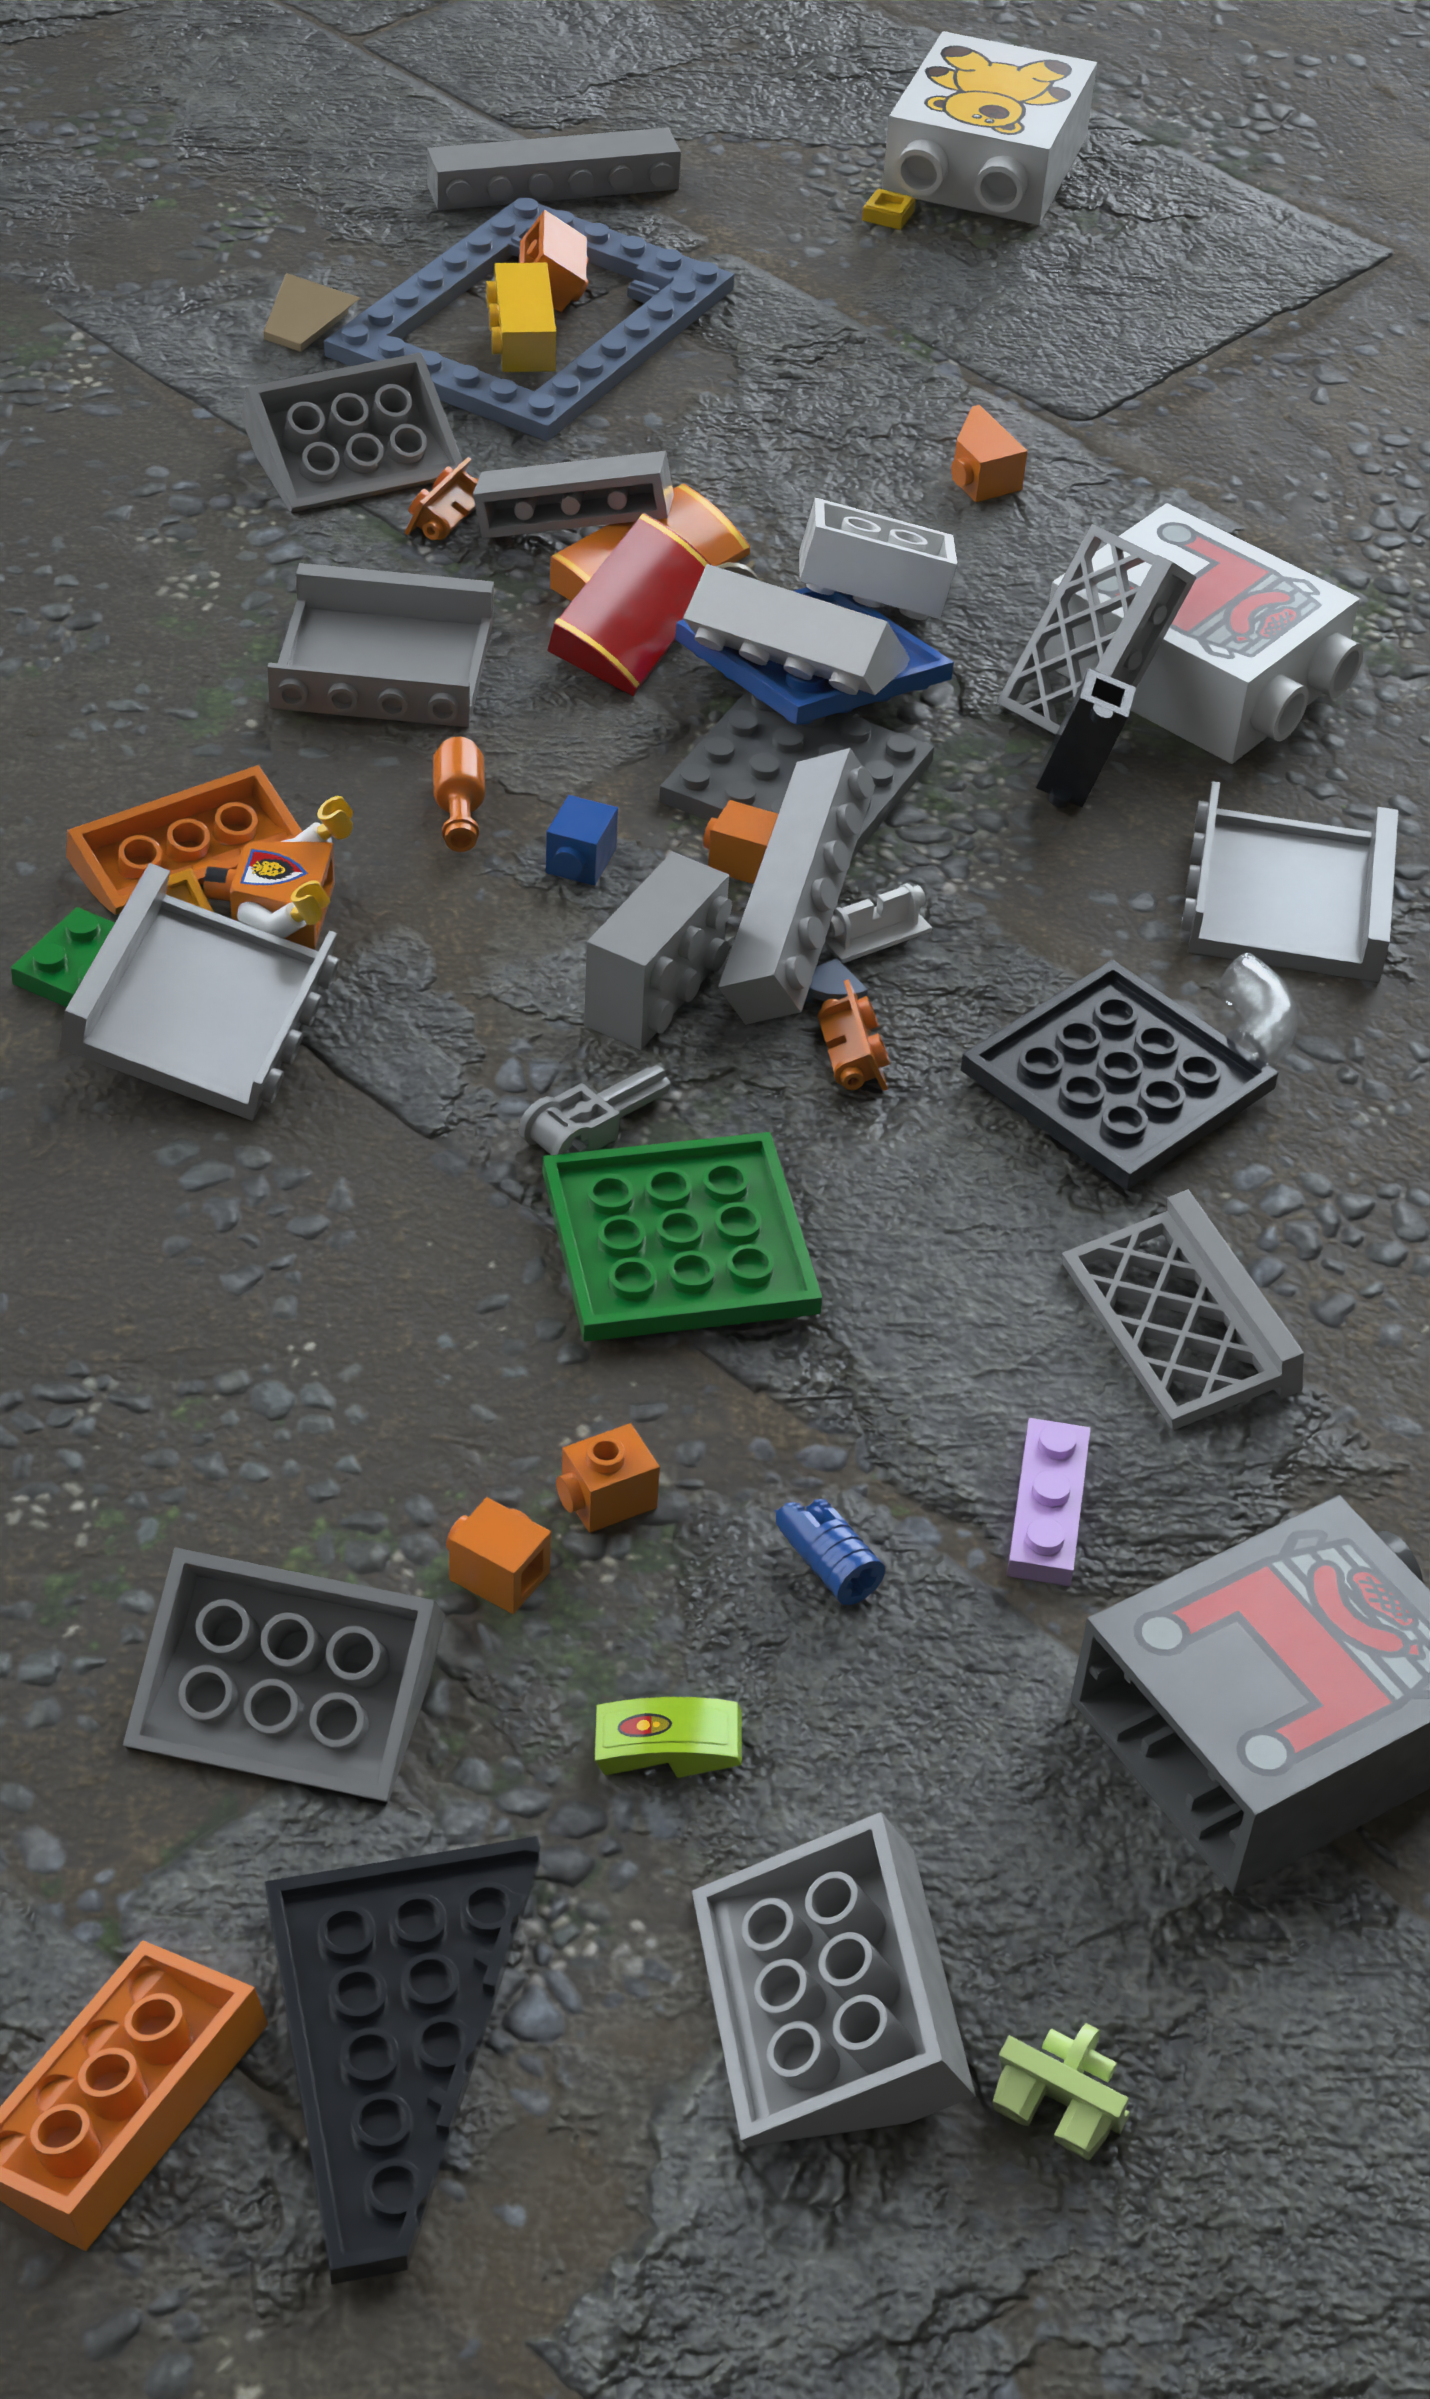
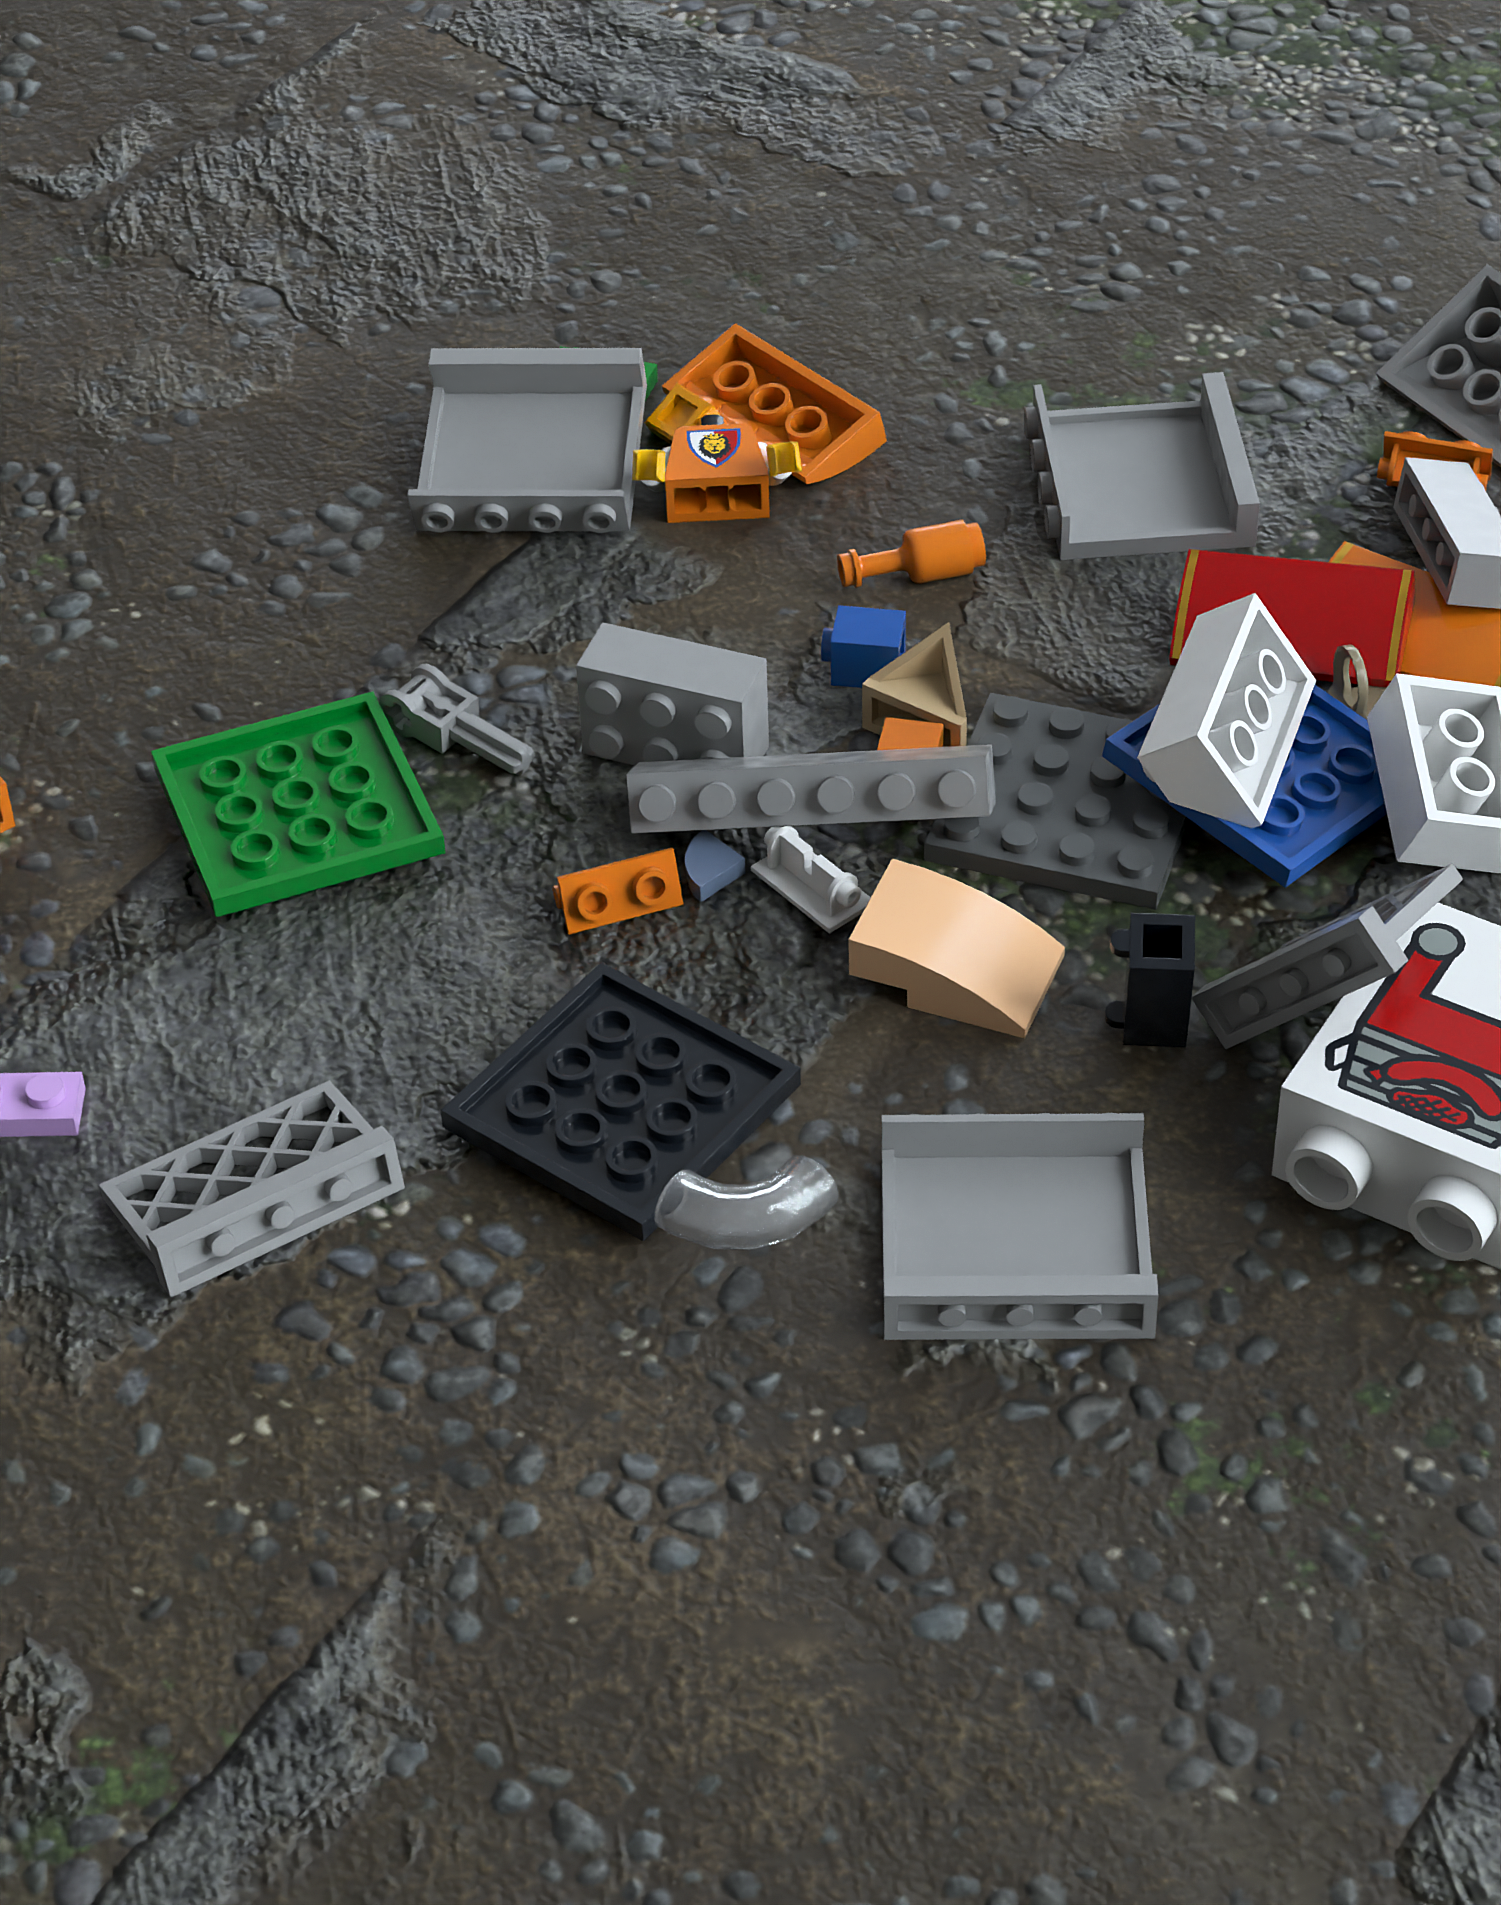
camera: 85 degrees right, 0 degrees up
(682, 806) = (919, 687): none -> tan slope
(980, 862) = (954, 950): none -> light nougat slope

